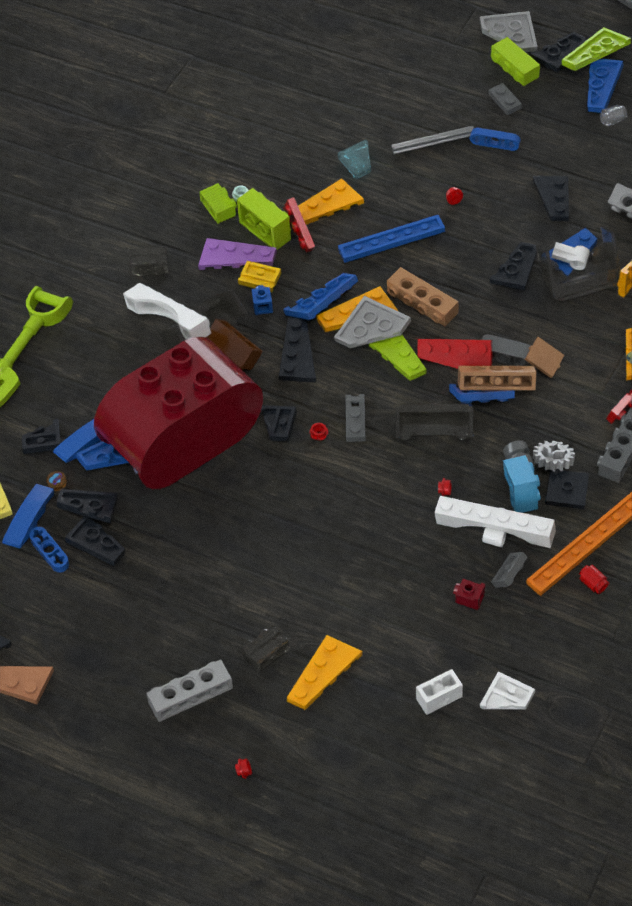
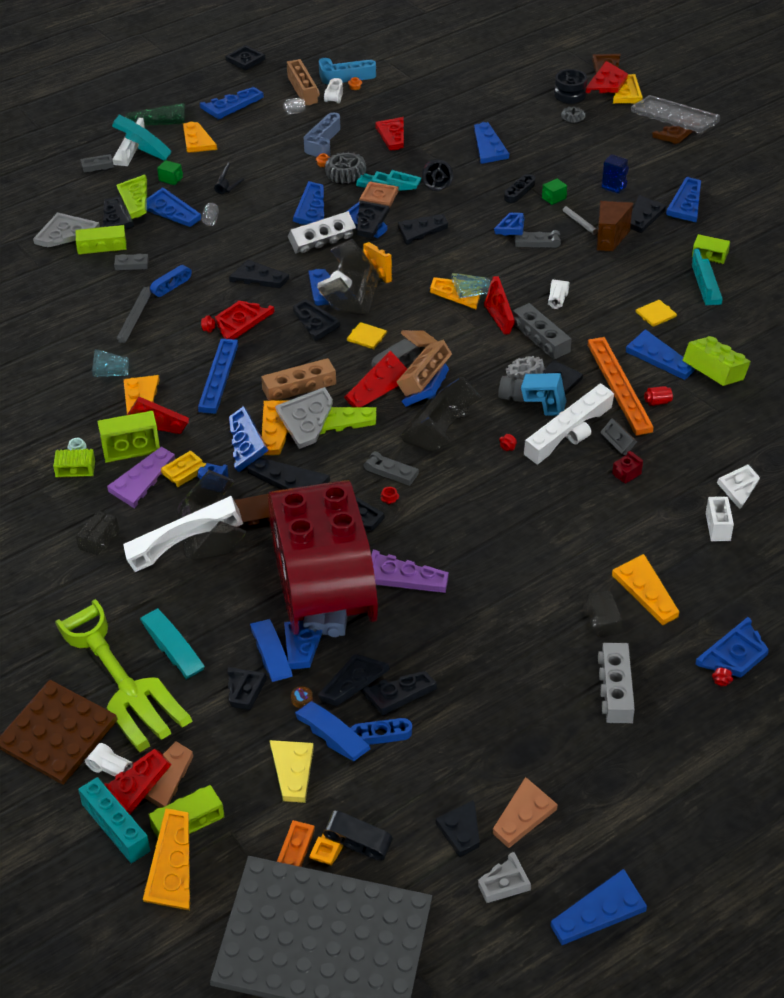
camera: 65 degrees left, 10 degrees down
(60, 369) = (172, 643): none -> teal slope
(228, 482) = (402, 574): none -> medium lavender wing
(282, 768) = (735, 651): none -> blue wing
(478, 214) = (241, 318): none -> red wing
(527, 316) = (366, 335): none -> yellow piece

